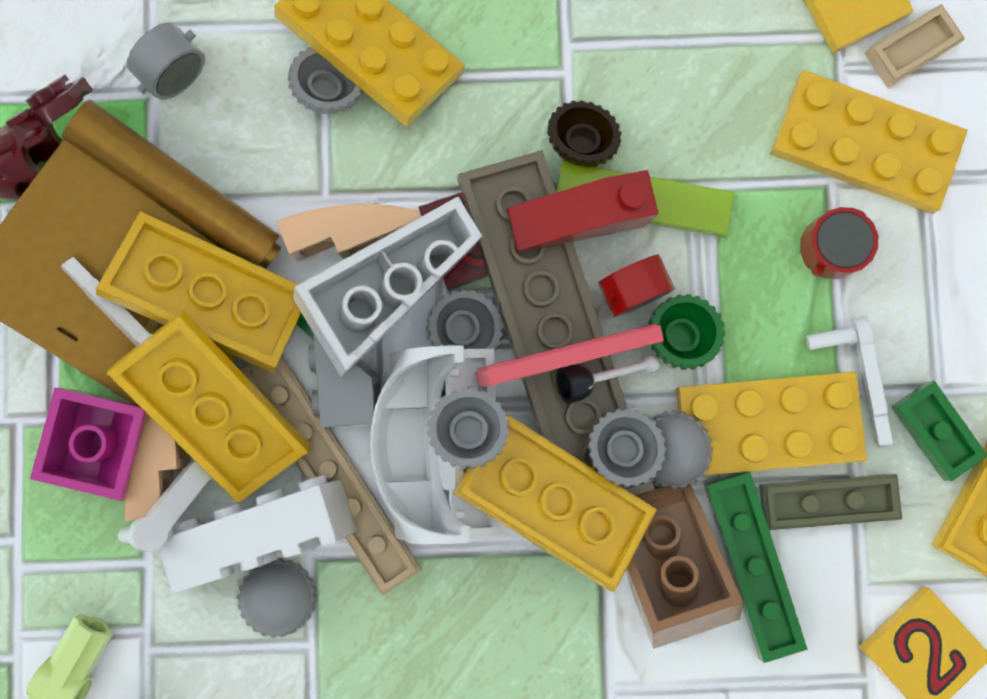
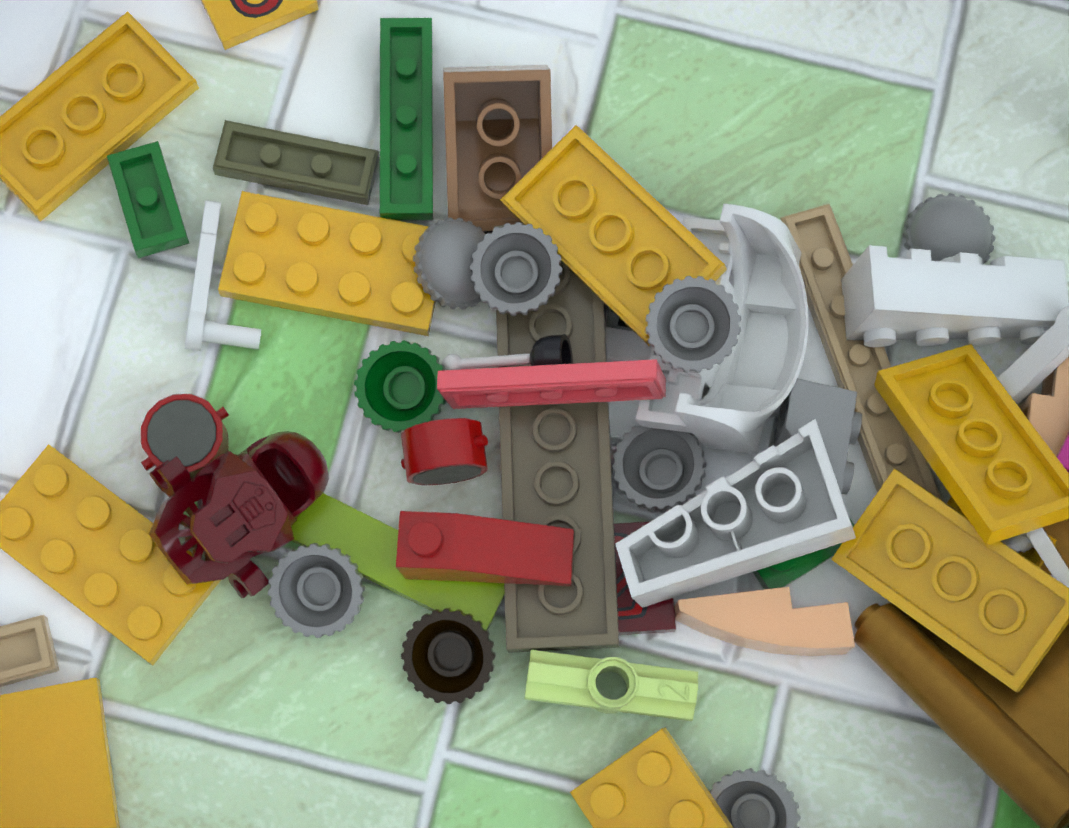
camera: 170 degrees left, 10 degrees down
(425, 150) = (649, 688): none -> yellowish green piece
(699, 154) = (316, 590): none -> light grey hat
(781, 192) = (241, 509): none -> dark red helmet

